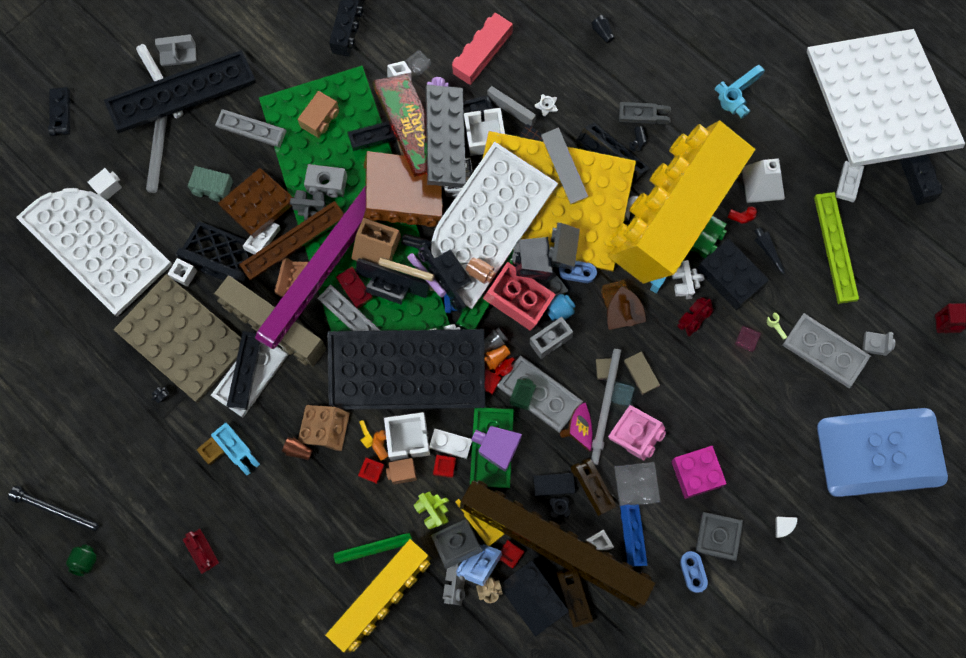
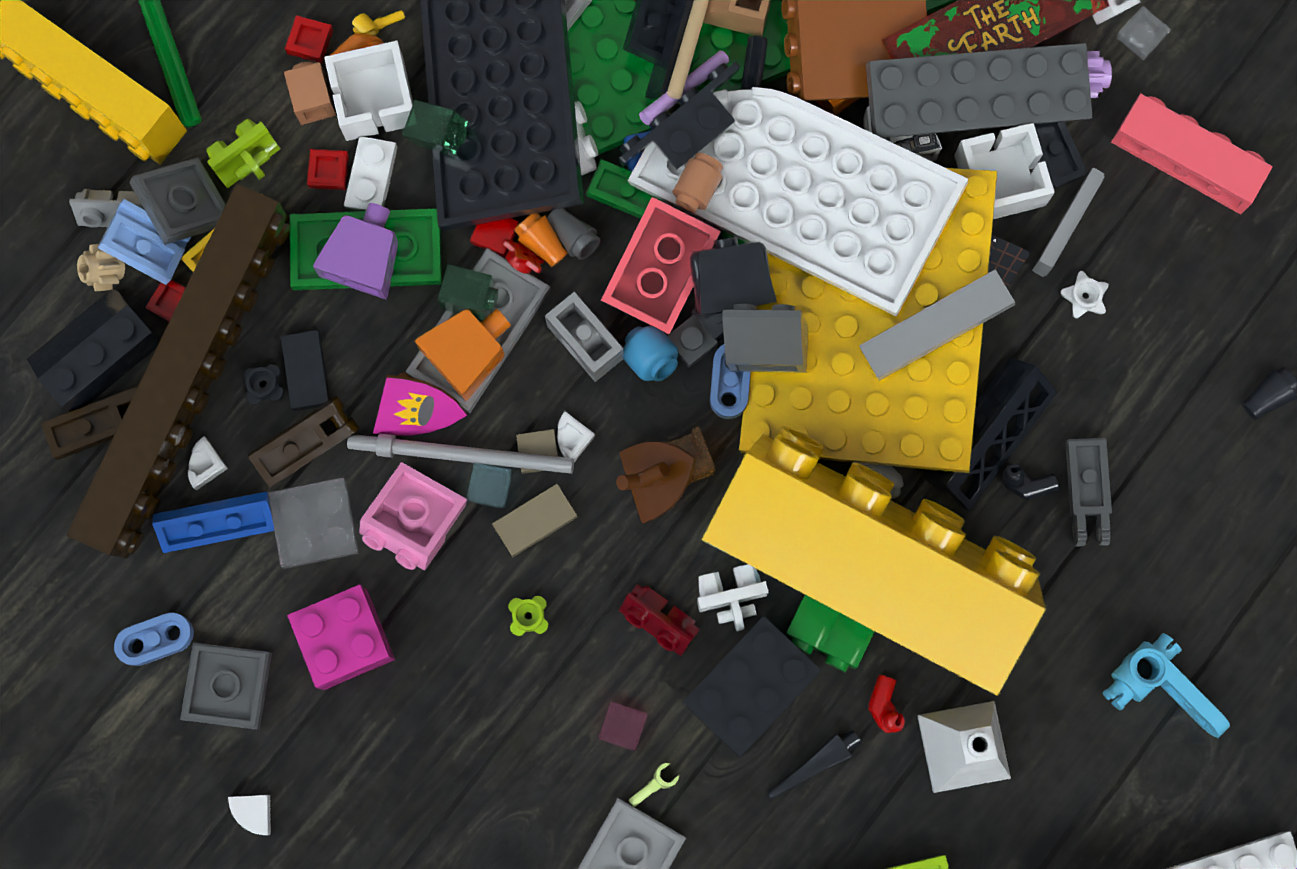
camera: 80 degrees right, 5 degrees up
(434, 402) = (435, 128): none -> clear green brick
(553, 397) = (465, 349): none -> orange torso
(599, 351) = (572, 436): none -> white tile
(694, 375) = (520, 608): none -> lime plate

